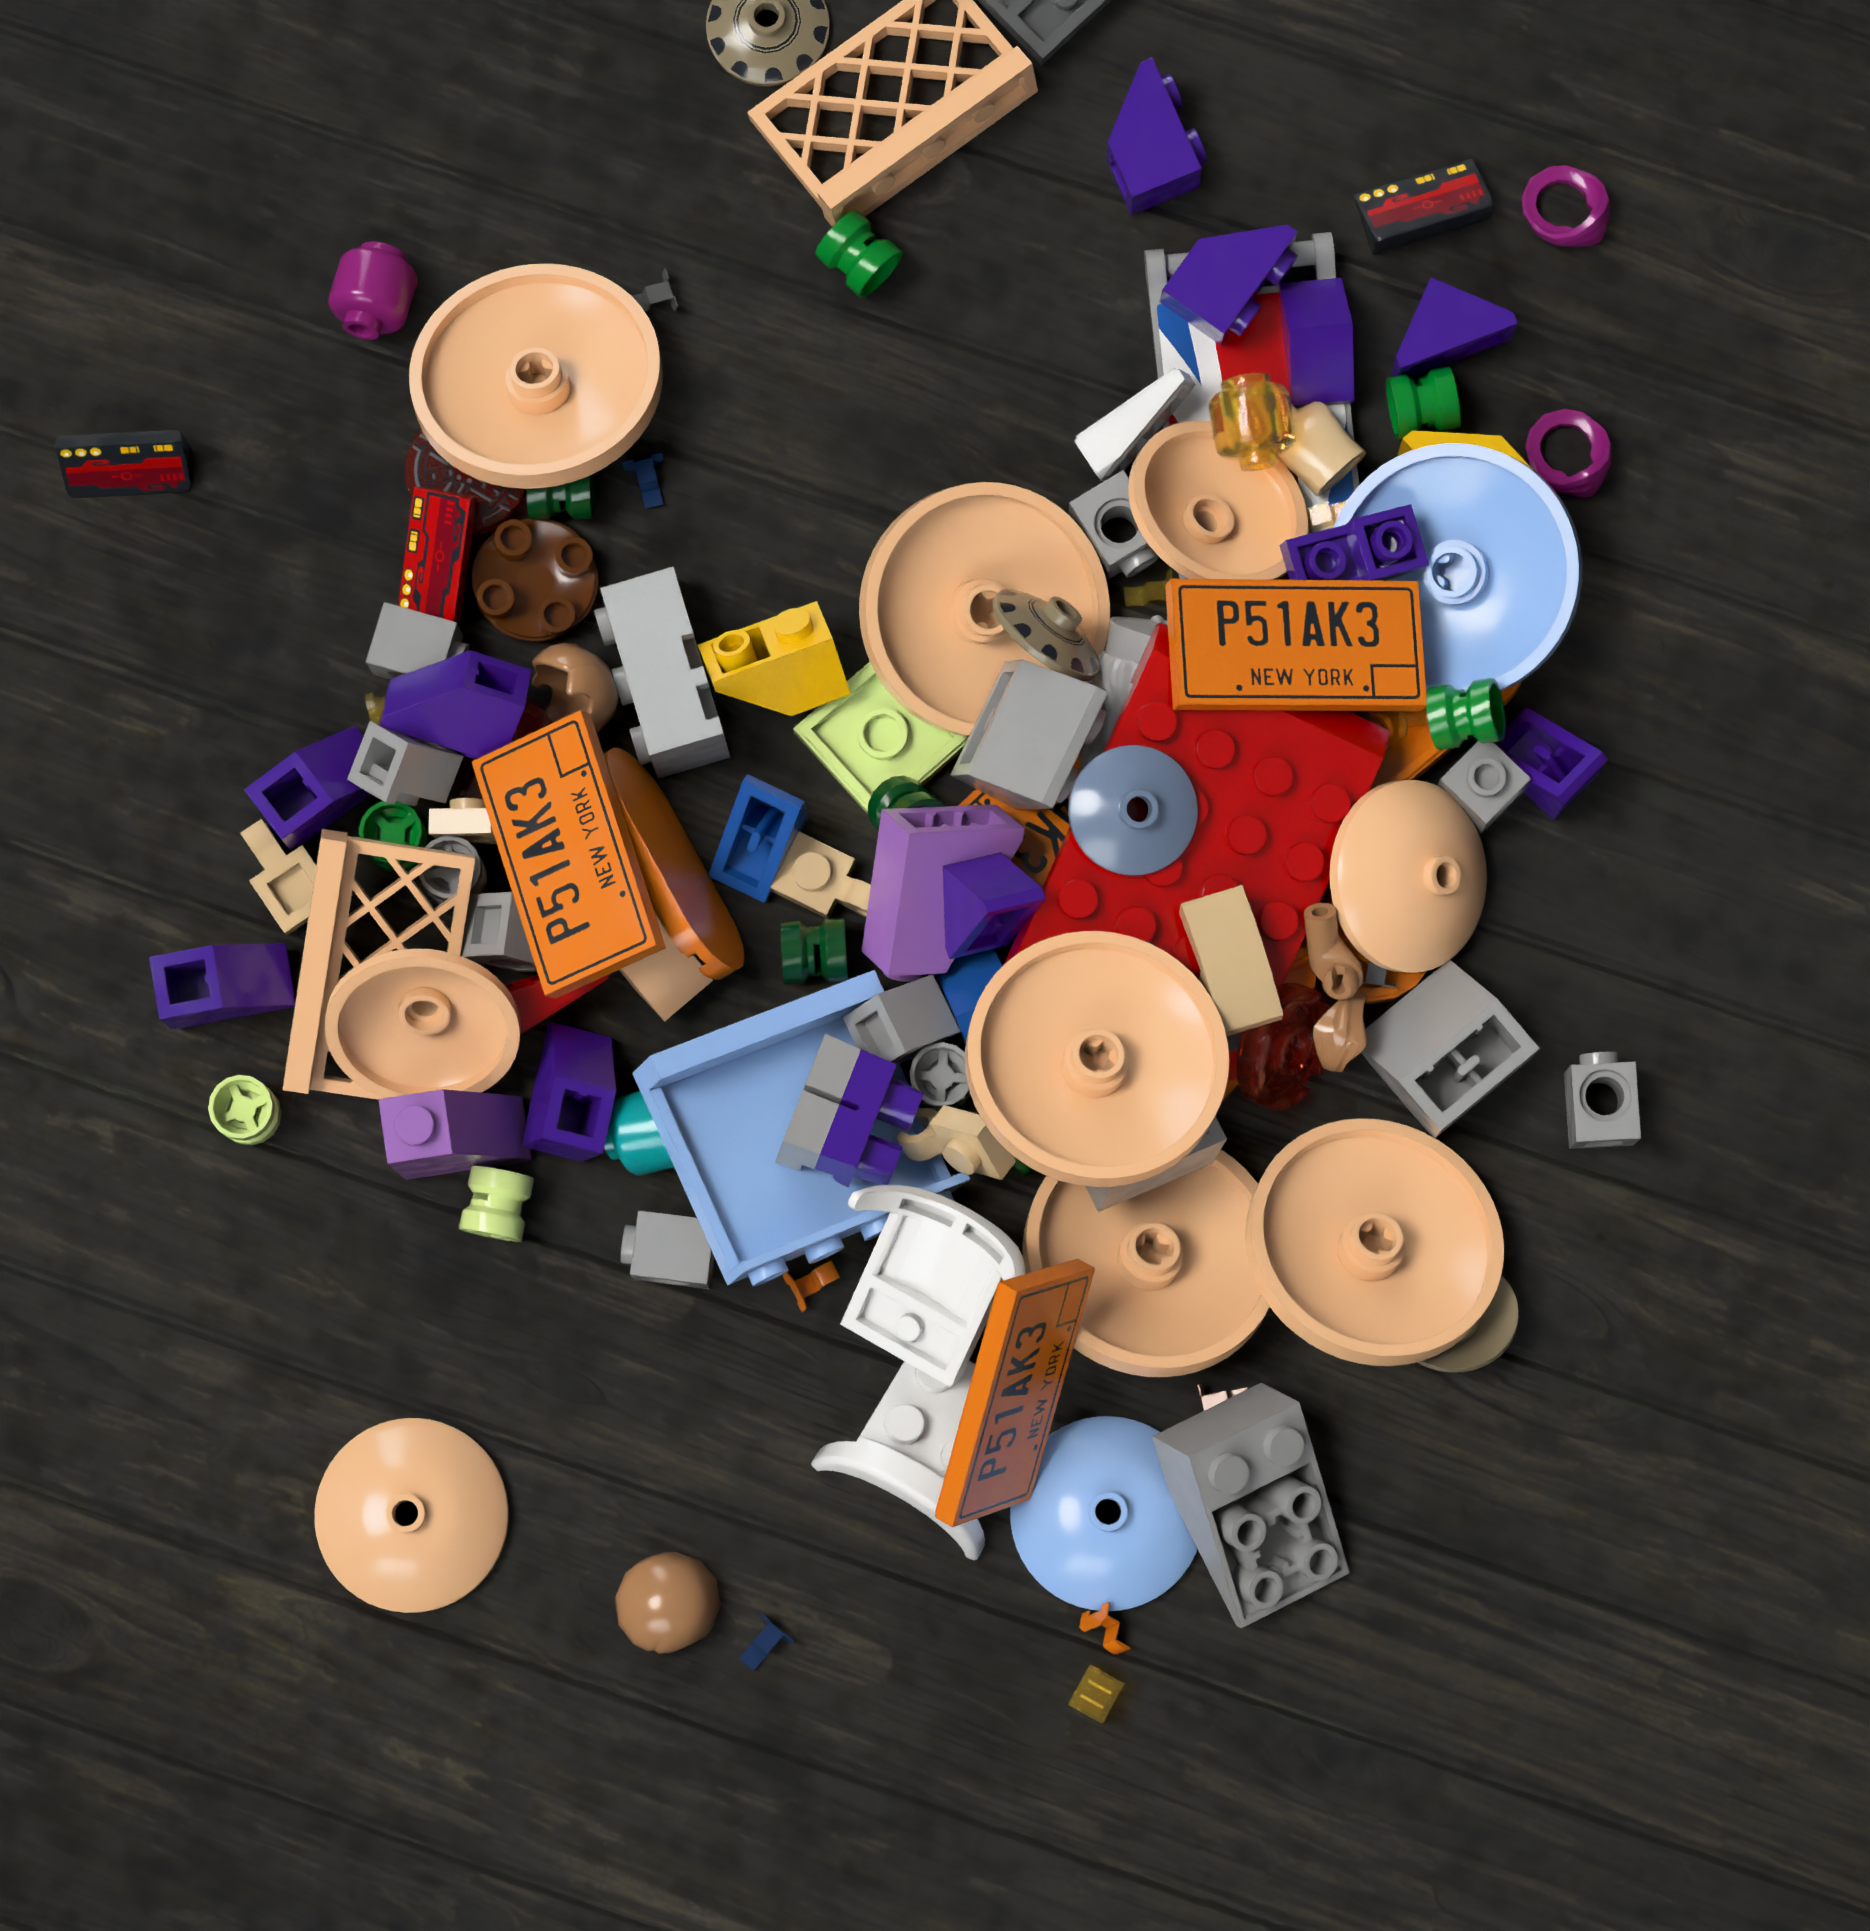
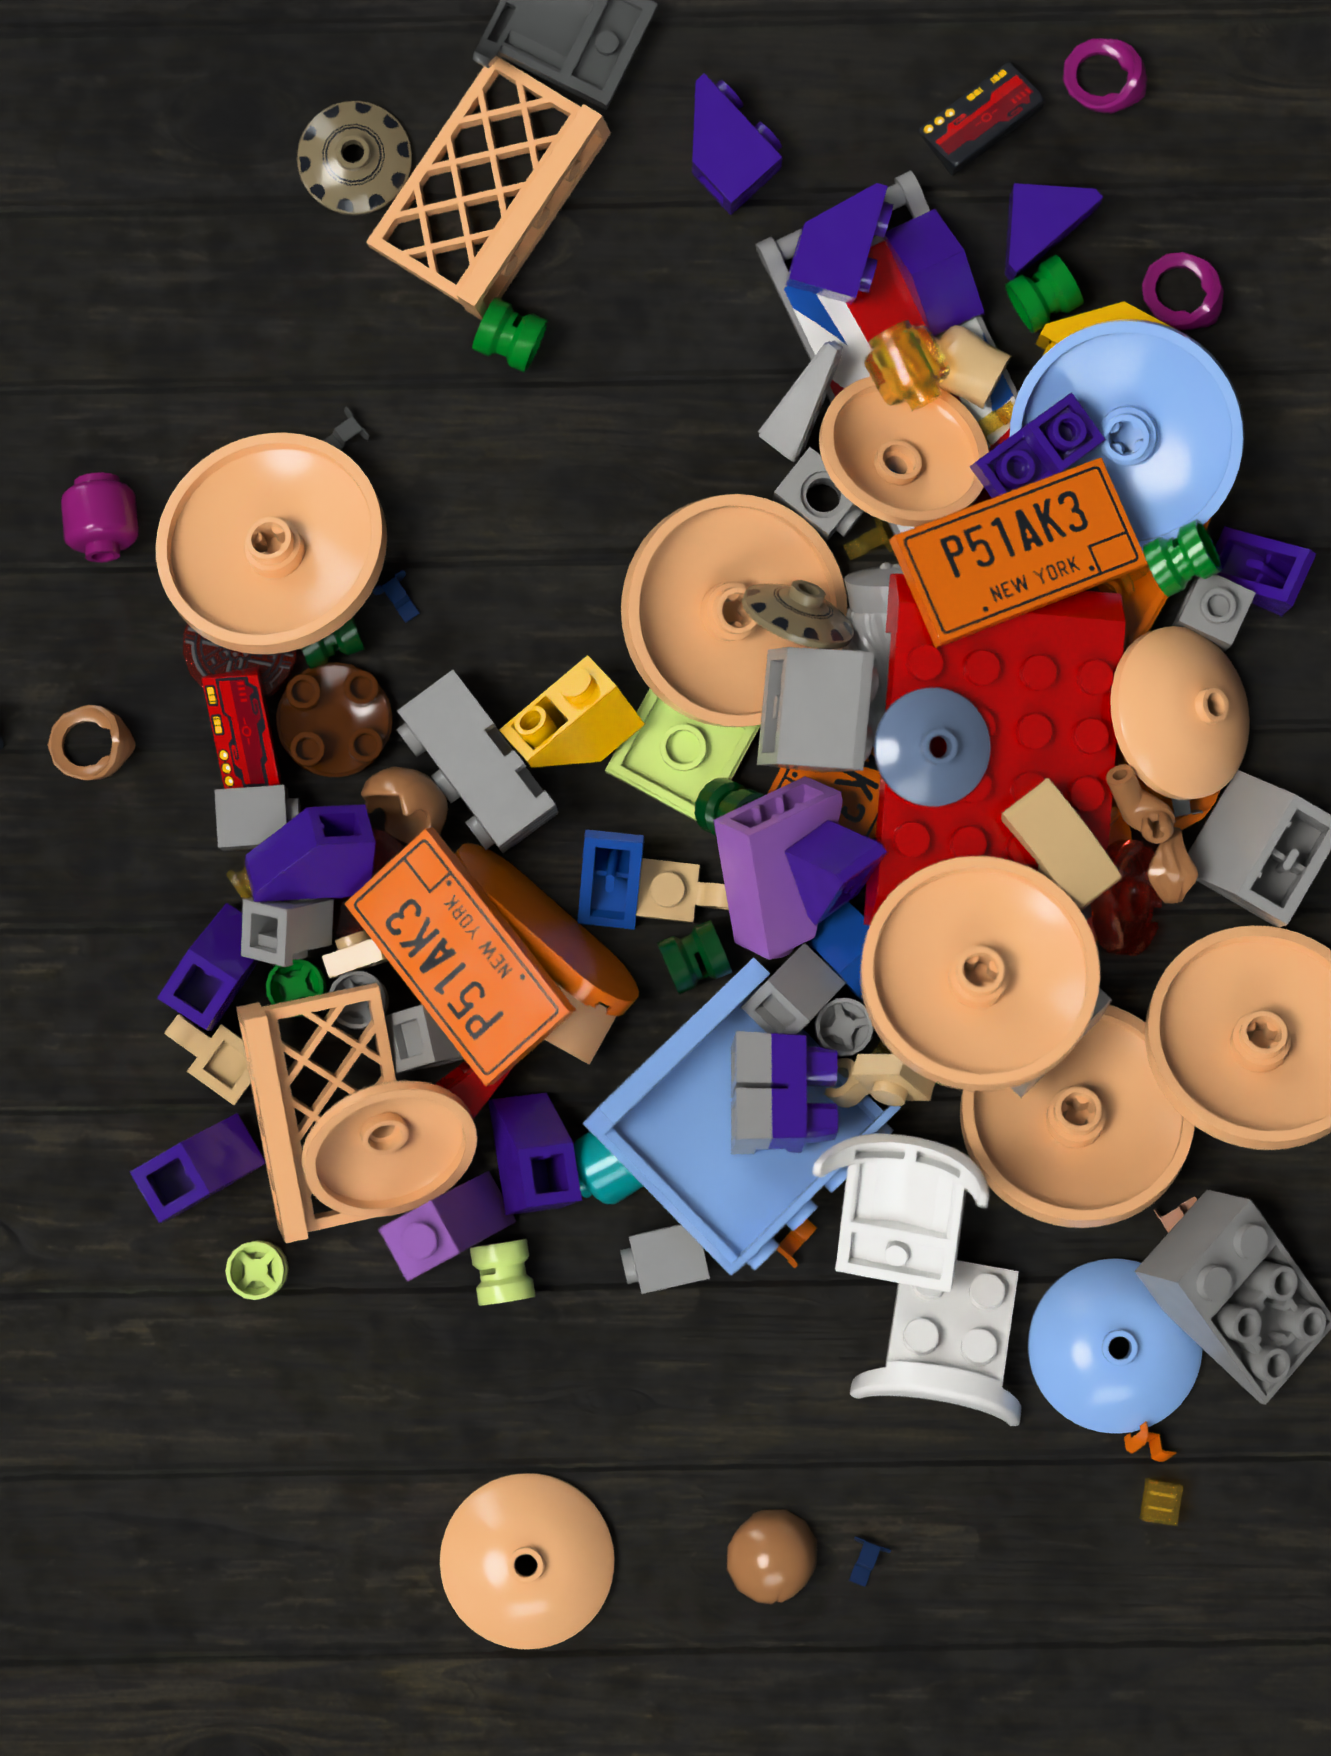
camera: 25 degrees left, 5 degrees up
(309, 526) = (122, 742): none -> medium nougat piece
(1014, 1391) = (1010, 1280): orange tile -> none

